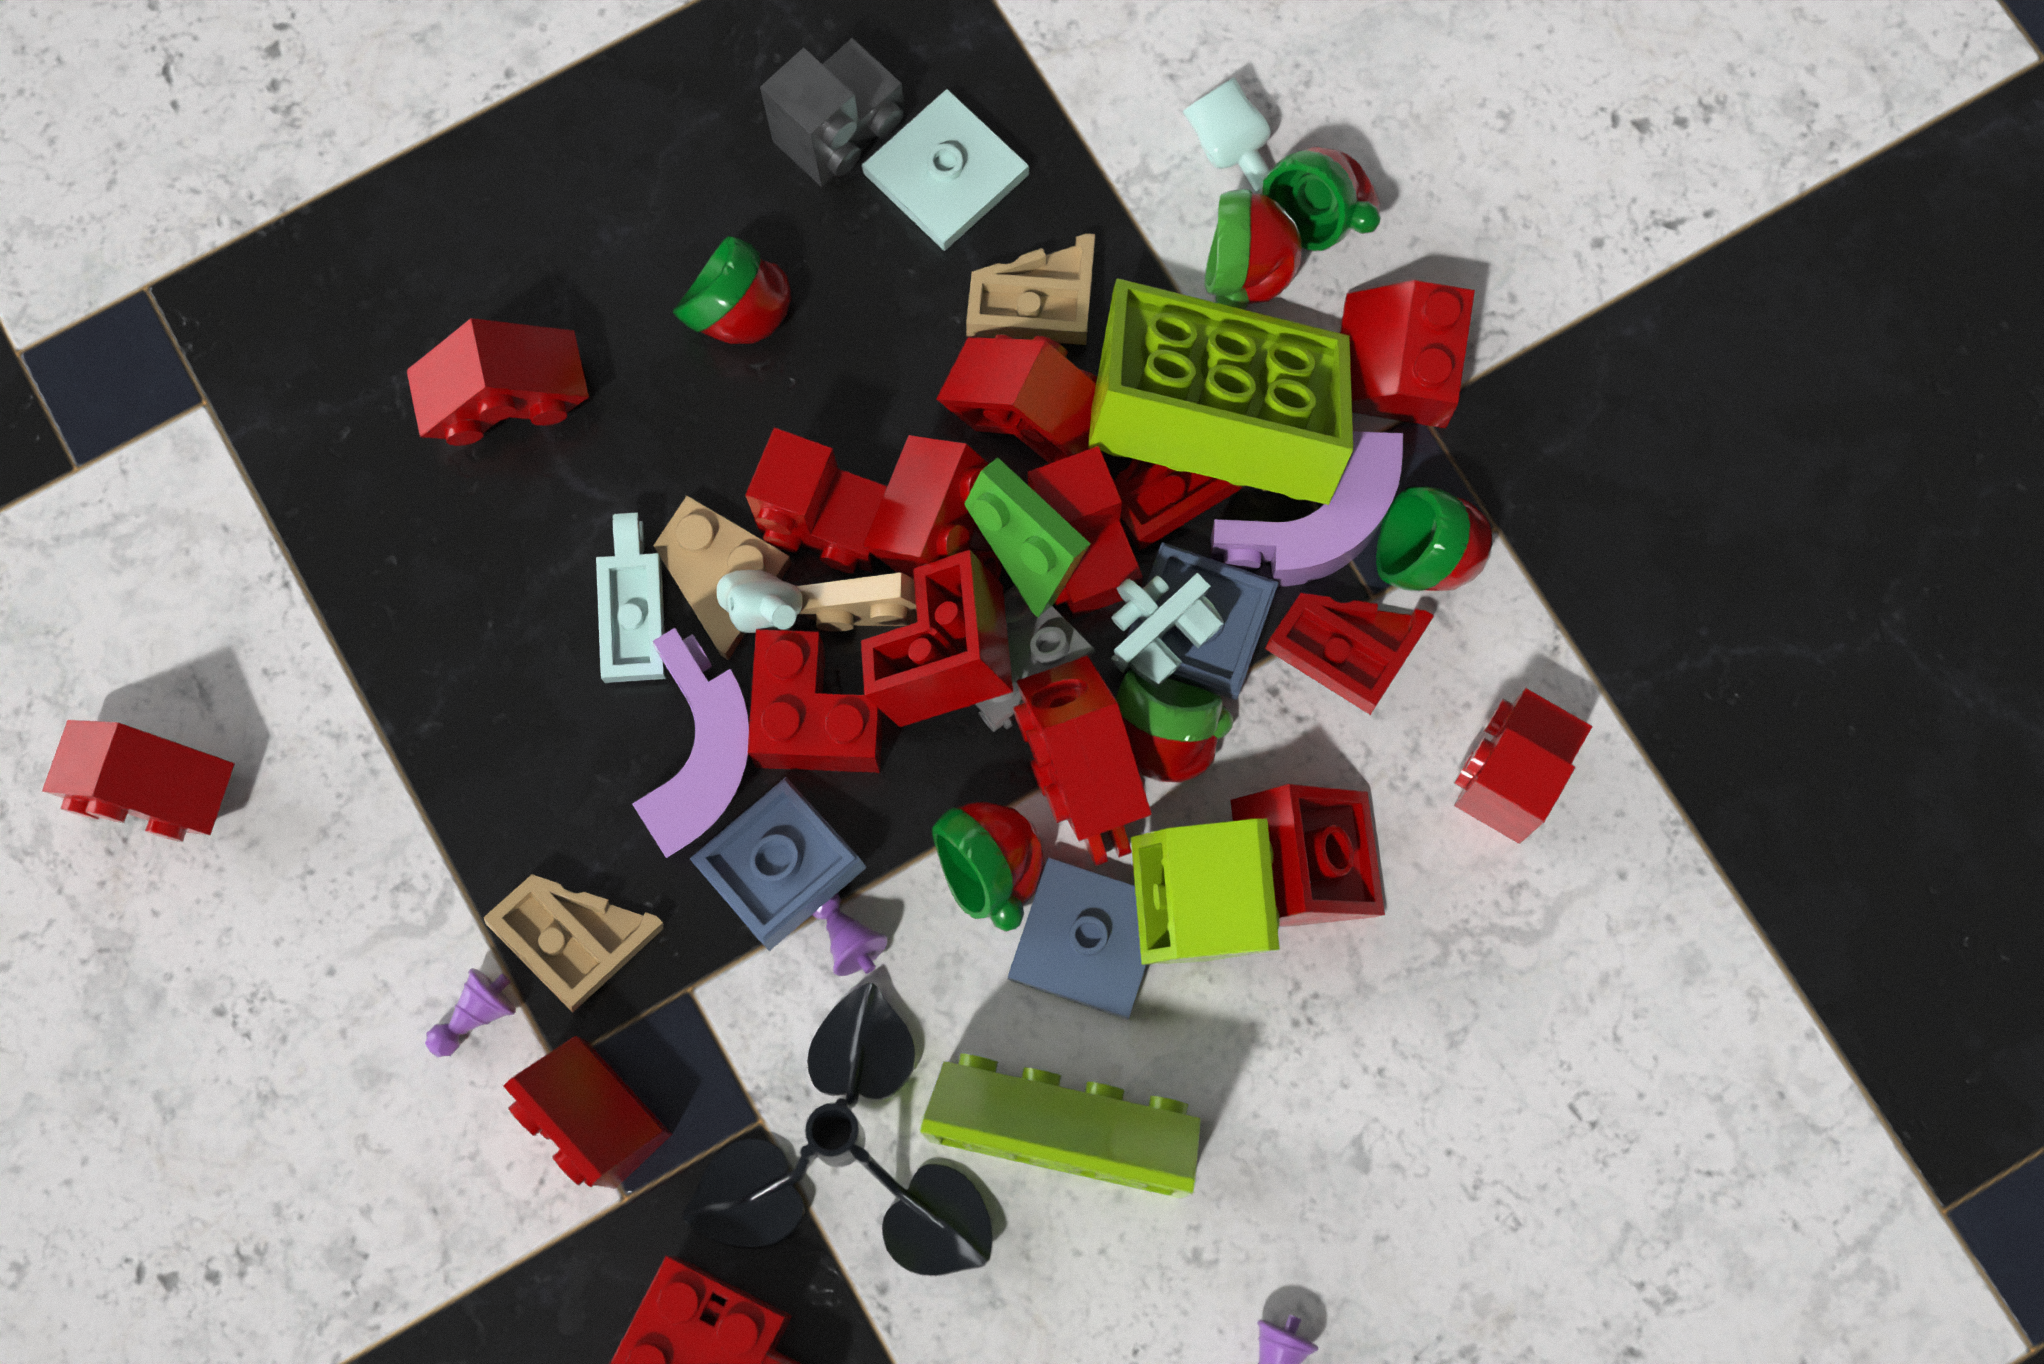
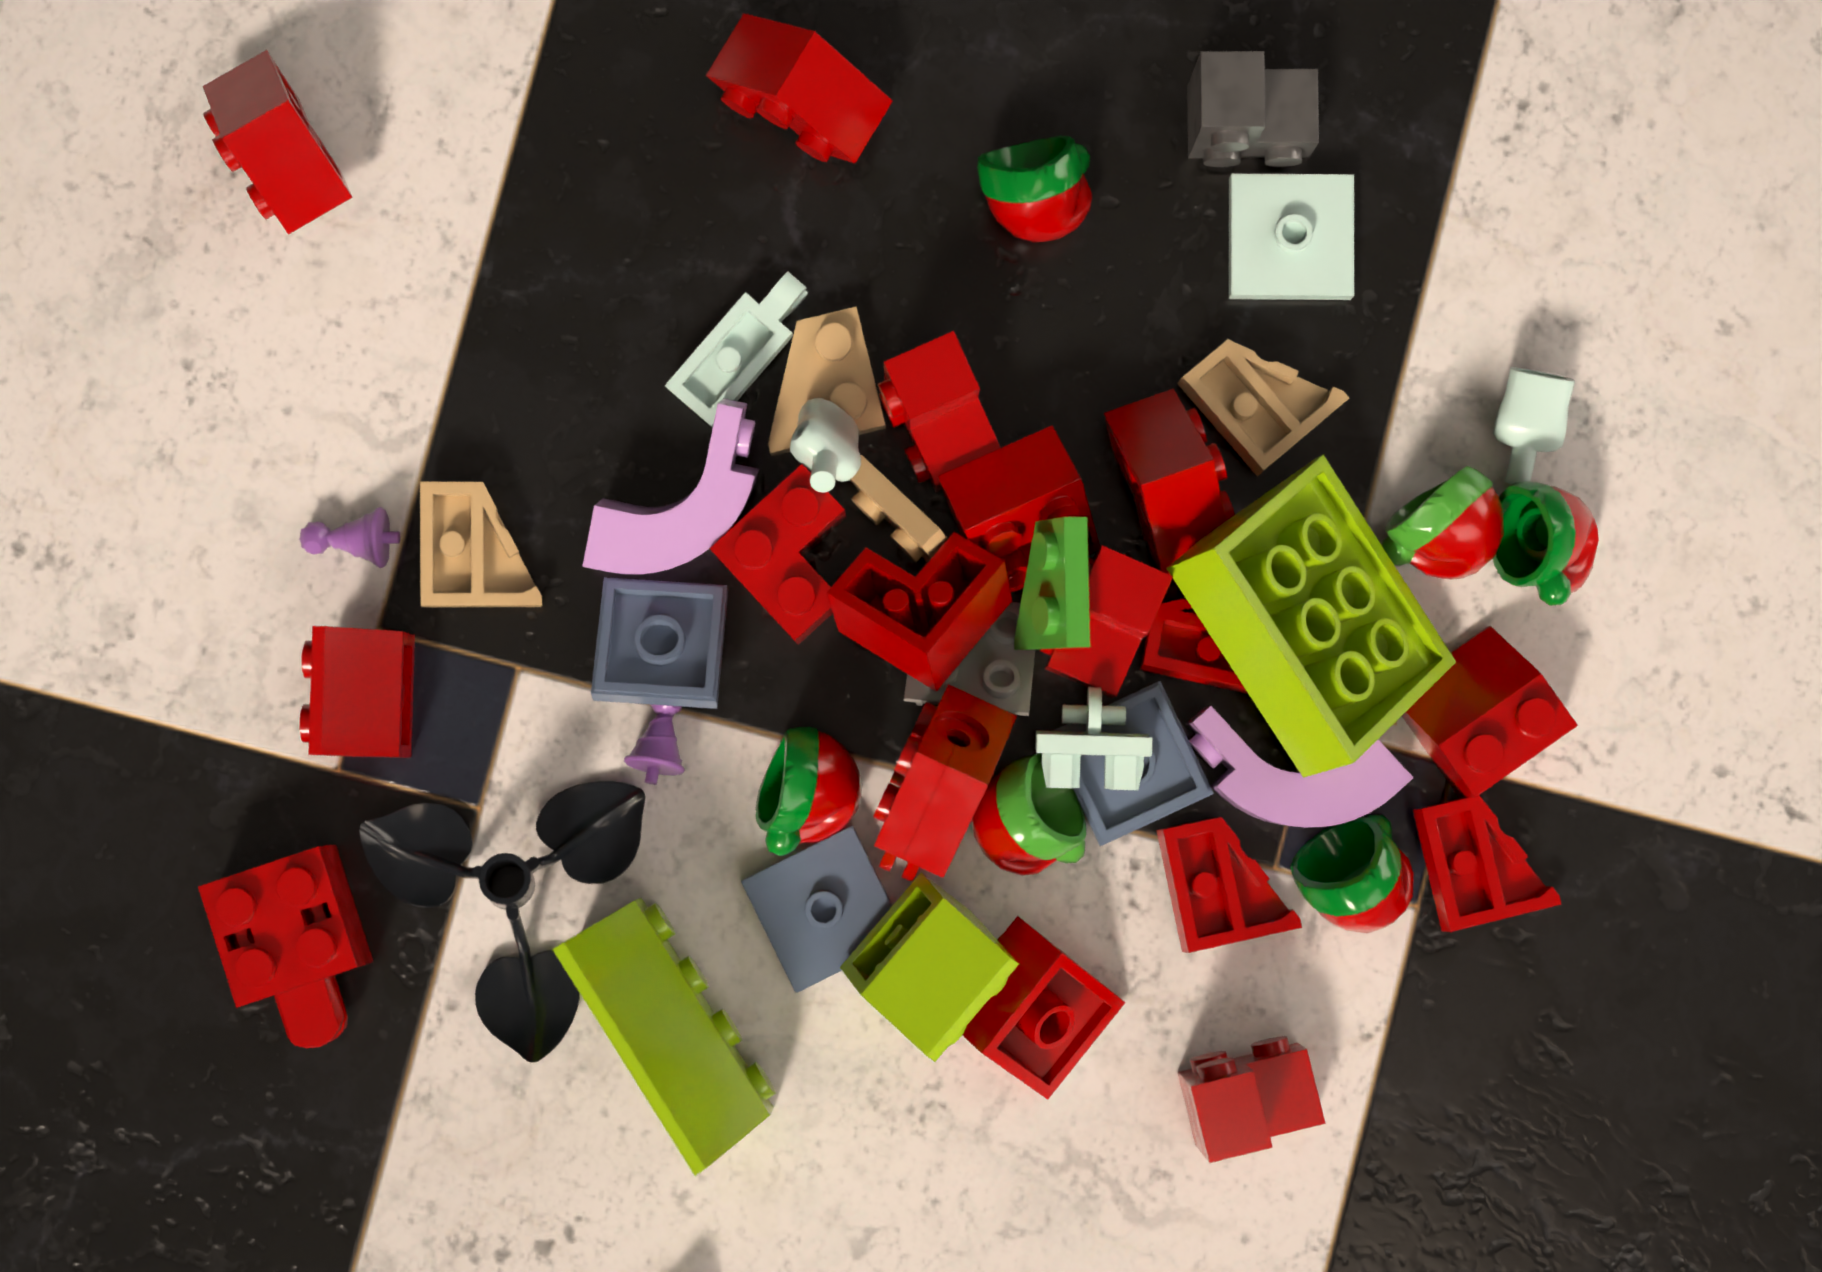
camera: 45 degrees right, 10 degrees up
(1505, 457) = (1476, 867): none -> red wing

